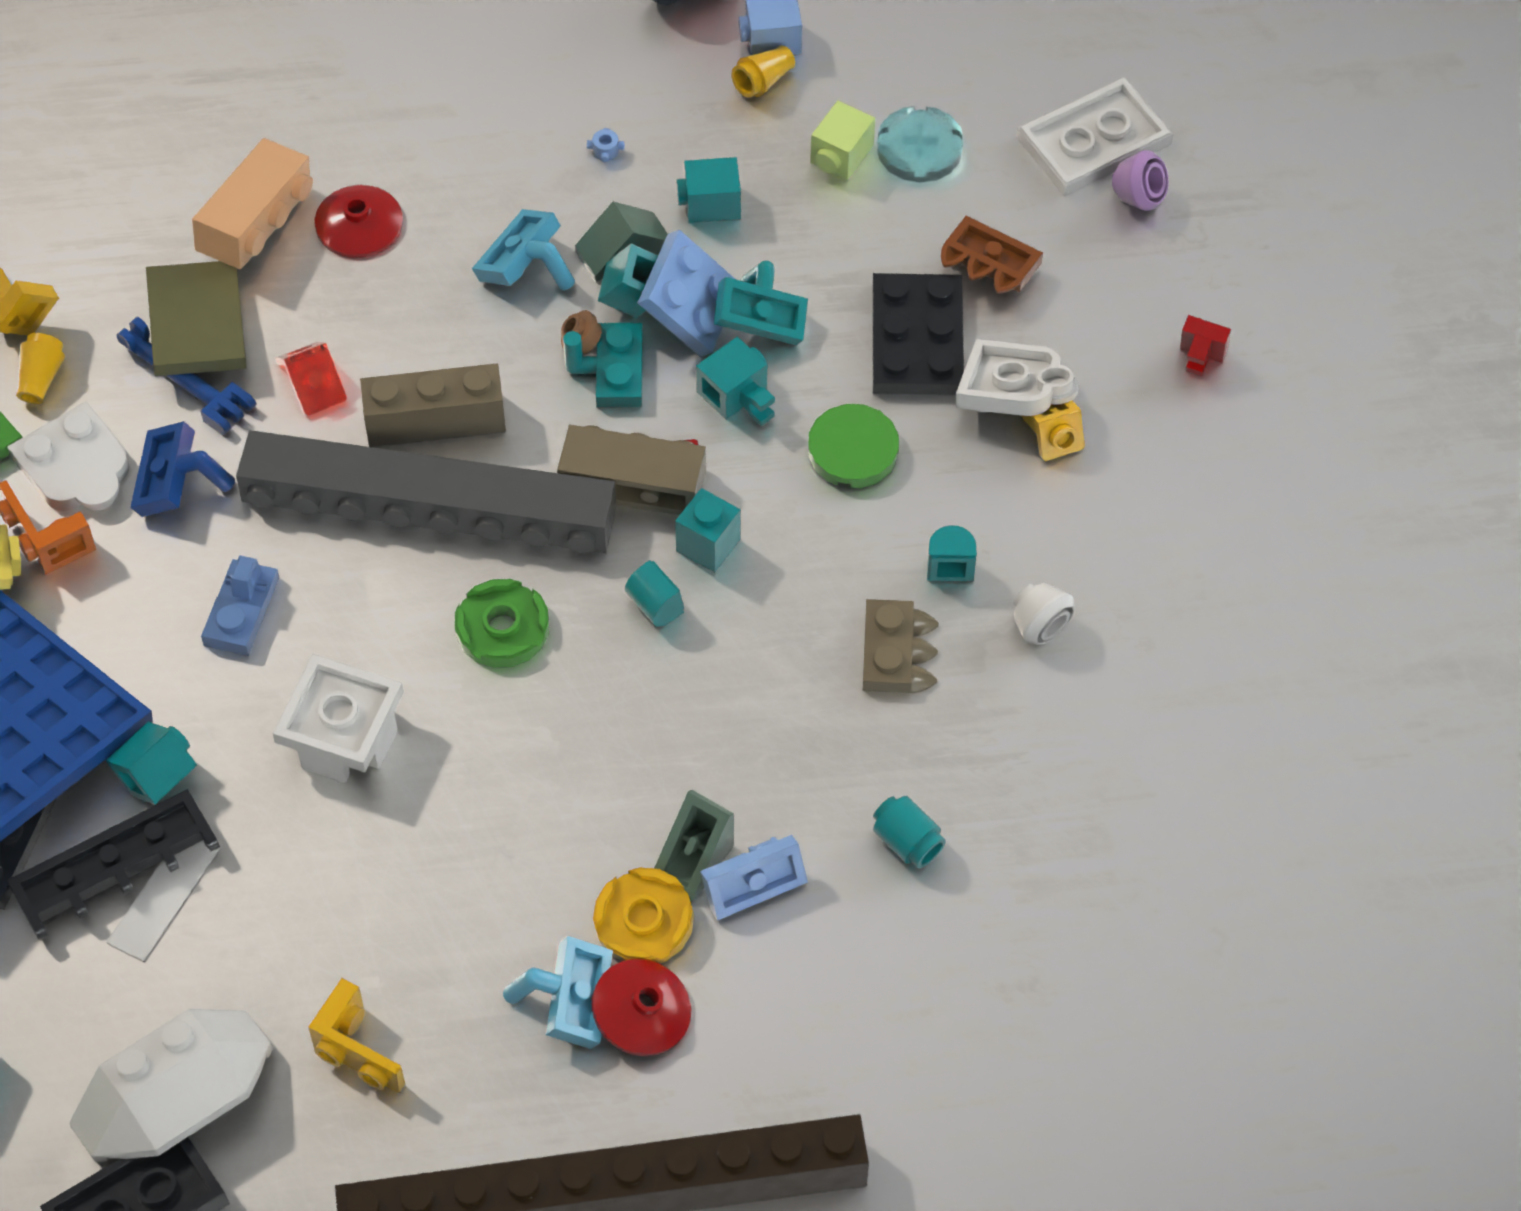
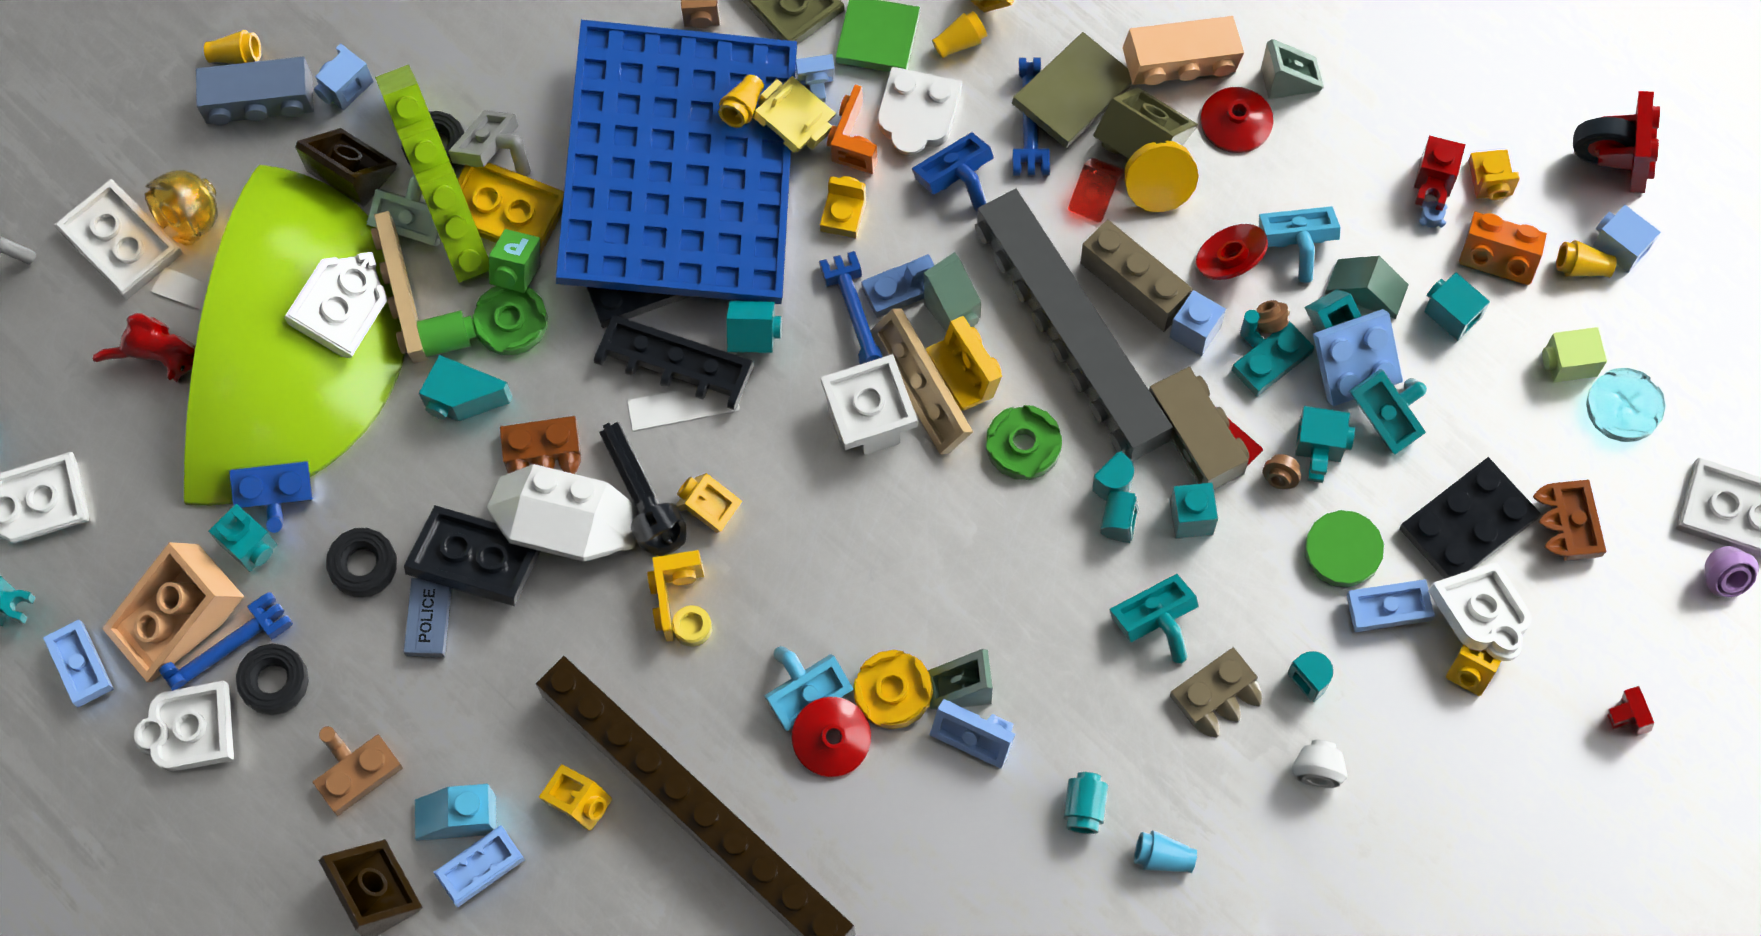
camera: 55 degrees right, 10 degrees up
(72, 1057) = (542, 444): none -> dark orange plate
(107, 594) = (843, 206): none -> yellow bracket
(177, 647) = (844, 278): none -> blue hinge
(267, 1001) = (653, 516): none -> black piece
(291, 939) = (708, 501): none -> yellow bracket
(297, 295) = (1140, 119): none -> olive slope
(302, 566) = (951, 293): none -> sand green slope
(356, 145) = (1289, 71): none -> sand green slope
(359, 310) = (1161, 176): none -> yellow tile
(380, 607) = (965, 365): none -> yellow bracket
(410, 1050) = (691, 626): none -> light yellow tile
(420, 668) = (922, 381): none -> tan plate
(488, 314) = (1232, 251): none -> red dish
(529, 391) = (1197, 323): none -> light blue brick
(571, 105) = (1438, 170): none -> red brick
(614, 74) = (1492, 174): none -> yellow bracket
(614, 567) = (1114, 476): none -> teal brick
(691, 117) = (1503, 248): none -> orange bracket
(737, 435) = (1282, 472): none -> medium nougat plate
(773, 630) = (1157, 609): none -> teal plate
(941, 449) = (1390, 605): none -> light blue plate
(1011, 804) = (1162, 853): none -> medium azure cone

